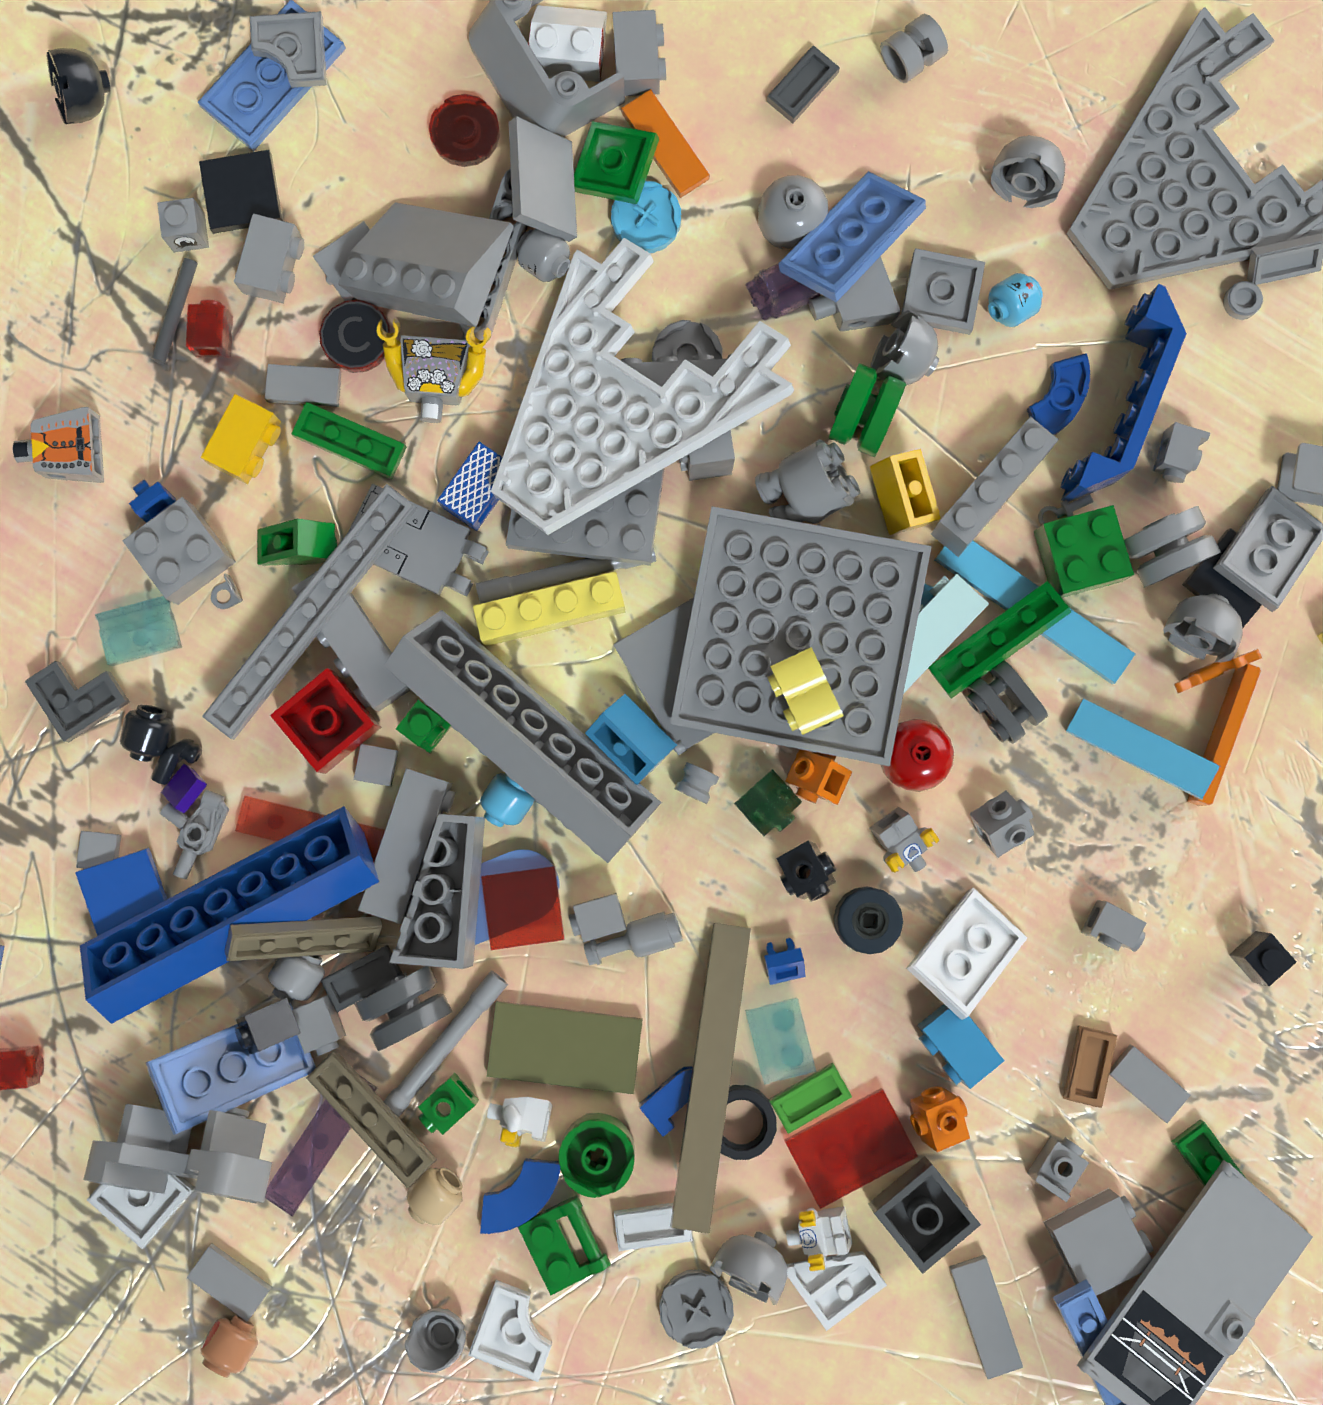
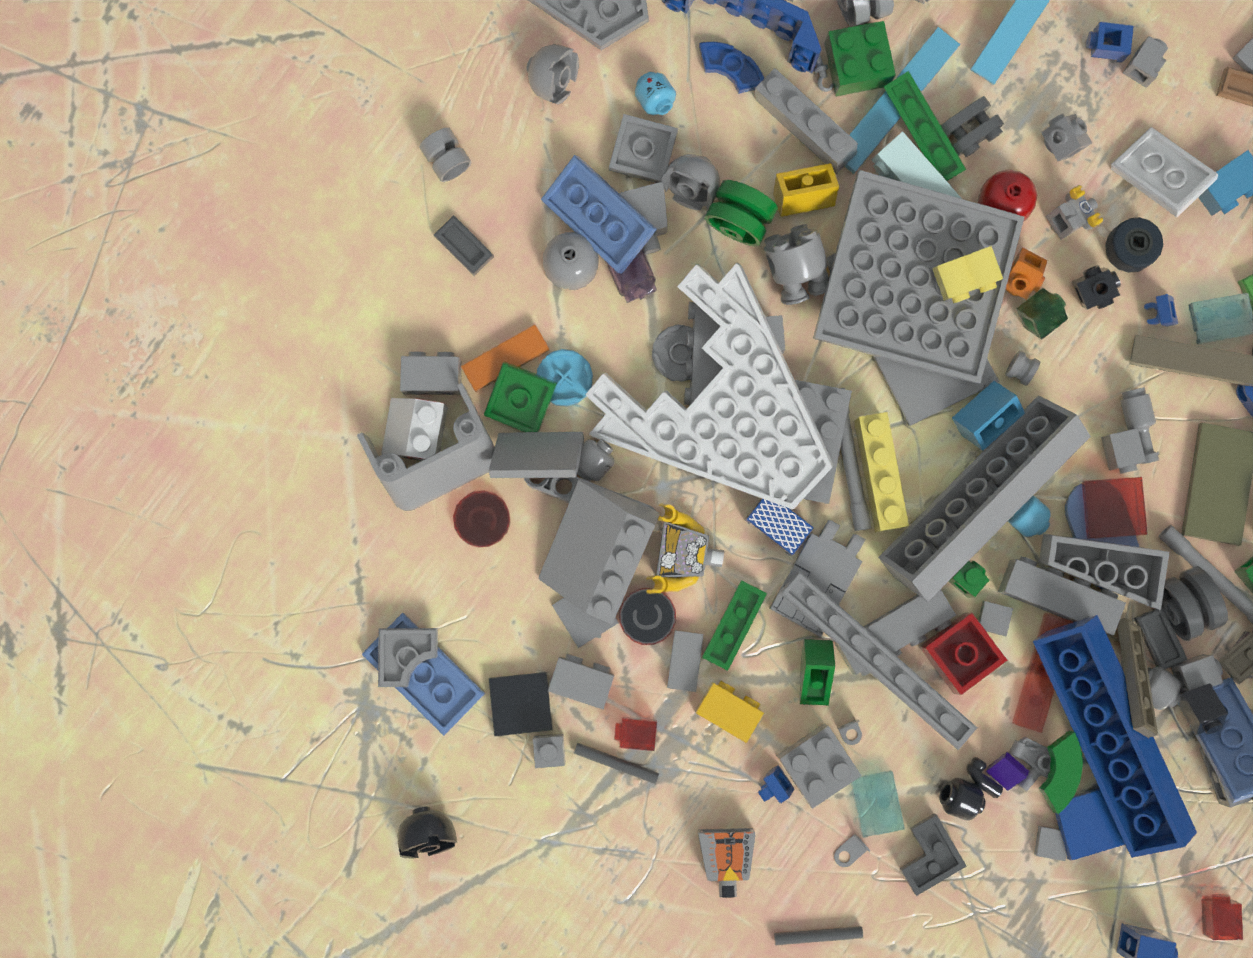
camera: 85 degrees left, 0 degrees up
(84, 607) = (854, 847): none -> light grey piece
(182, 855) = (1064, 772): none -> green tile
(1145, 886) = (1116, 35): none -> blue brick

